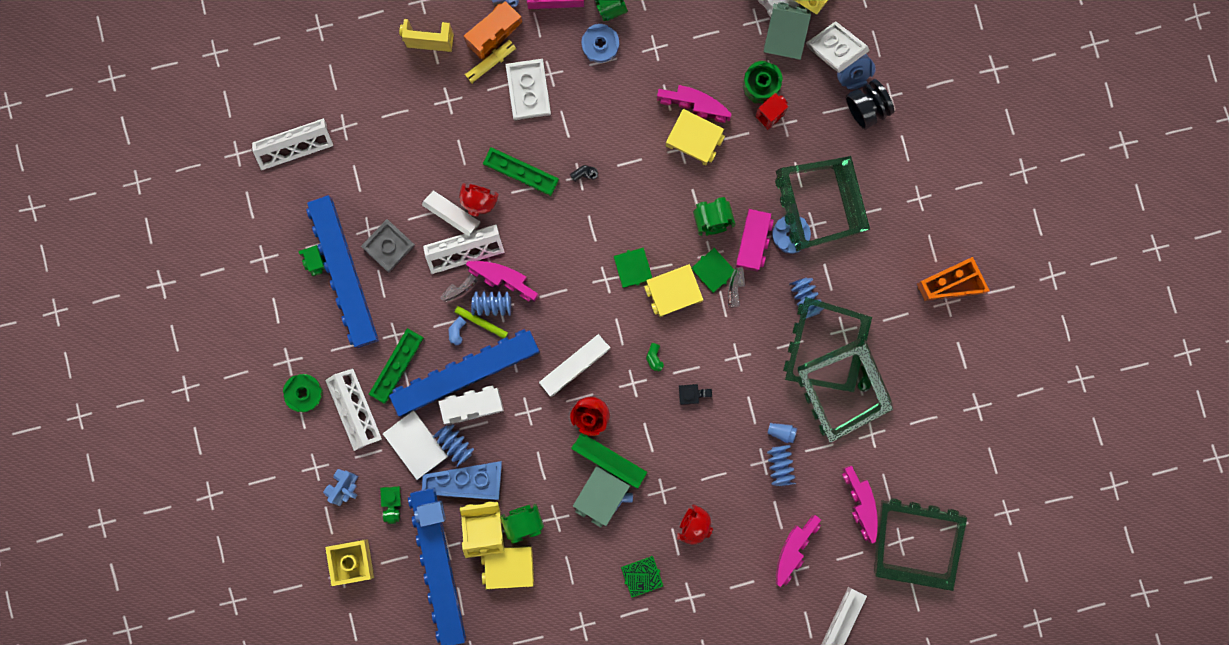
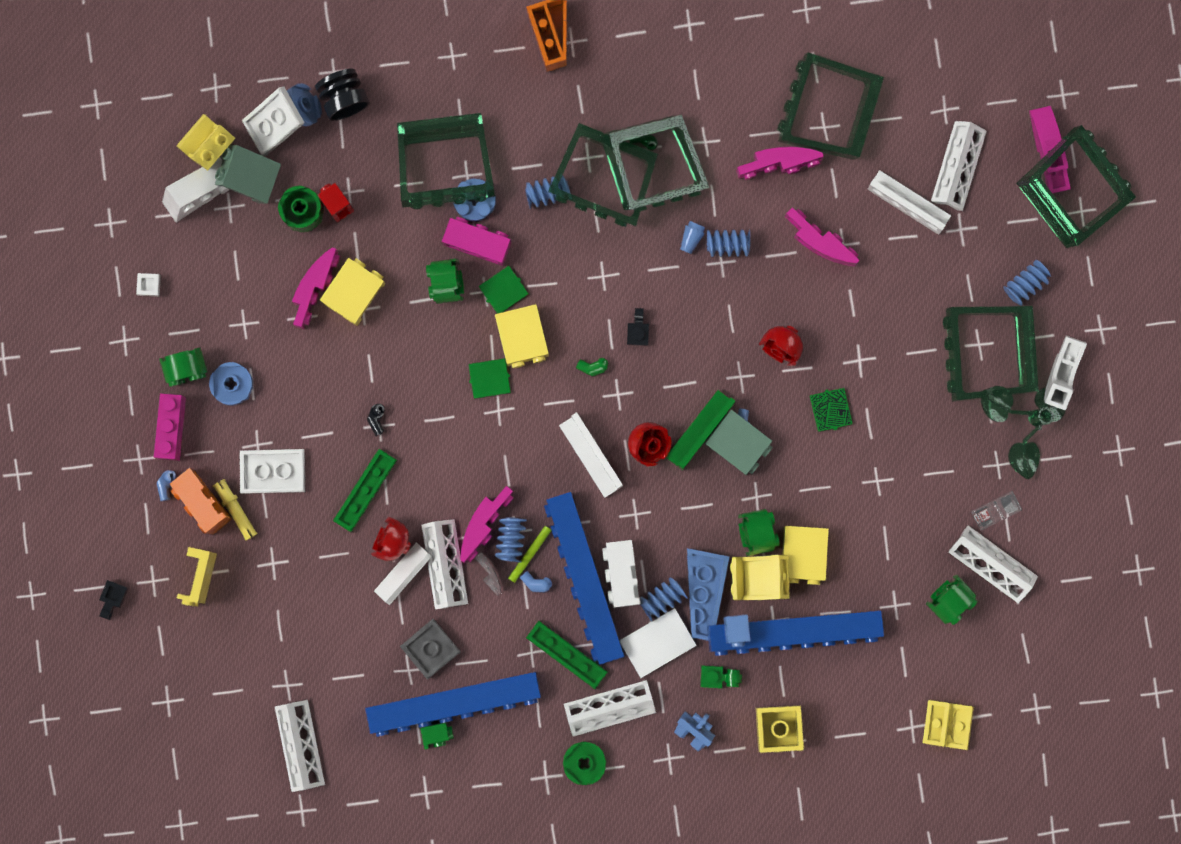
camera: 80 degrees left, 0 degrees up
(736, 281) = (519, 266): clear slope -> none

